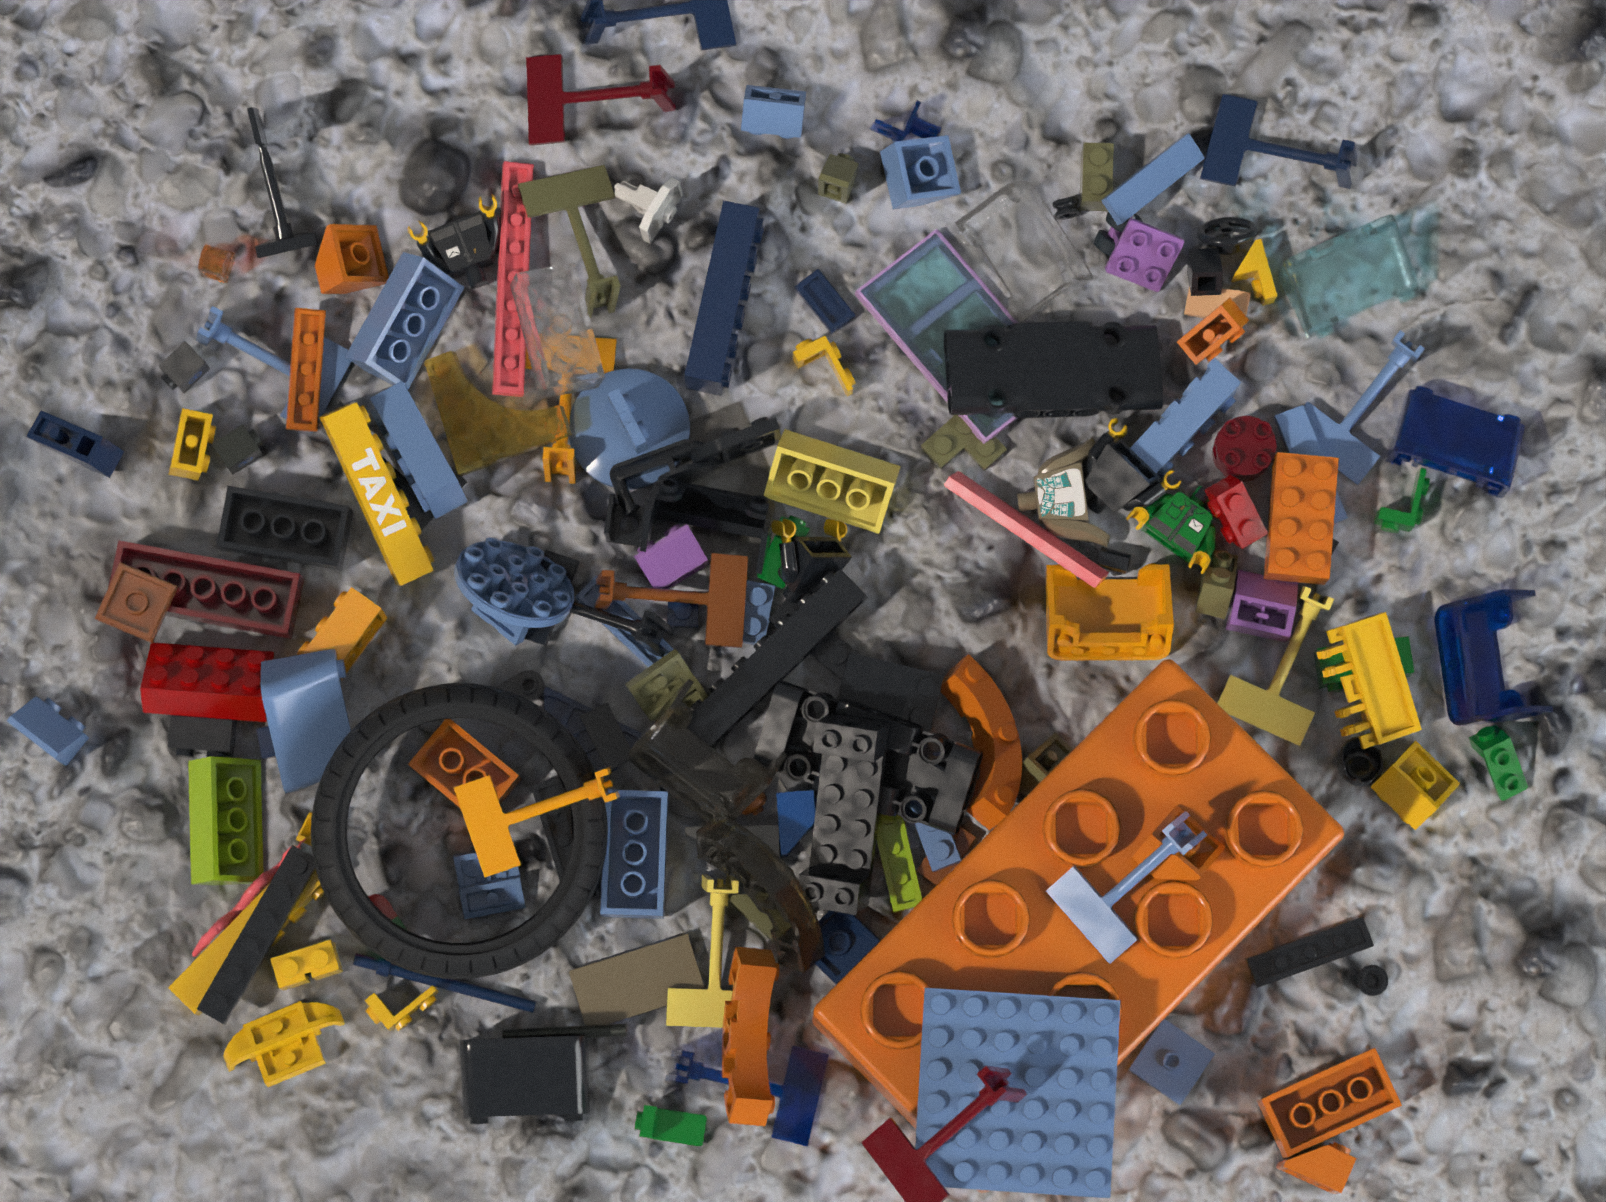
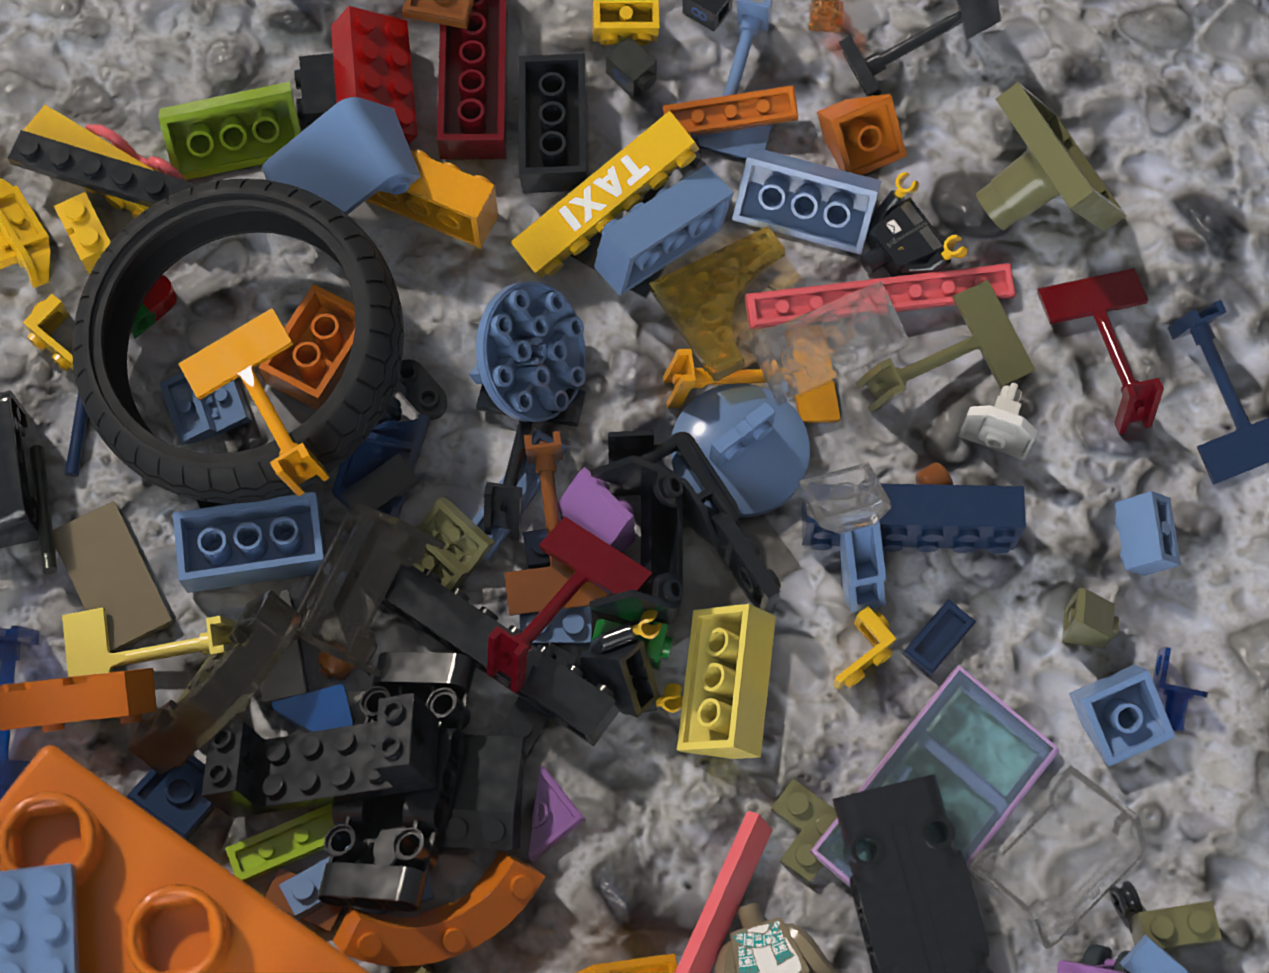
camera: 80 degrees right, 10 degrees down
(431, 103) = (1046, 169): none -> olive piece
(691, 274) = (934, 474): none -> dark orange piece
(714, 345) = (845, 498): none -> clear slope
(716, 566) = (592, 562): none -> dark red piece
(761, 347) = (863, 568): none -> medium blue slope
(914, 644) = (552, 816): none -> medium lavender tile

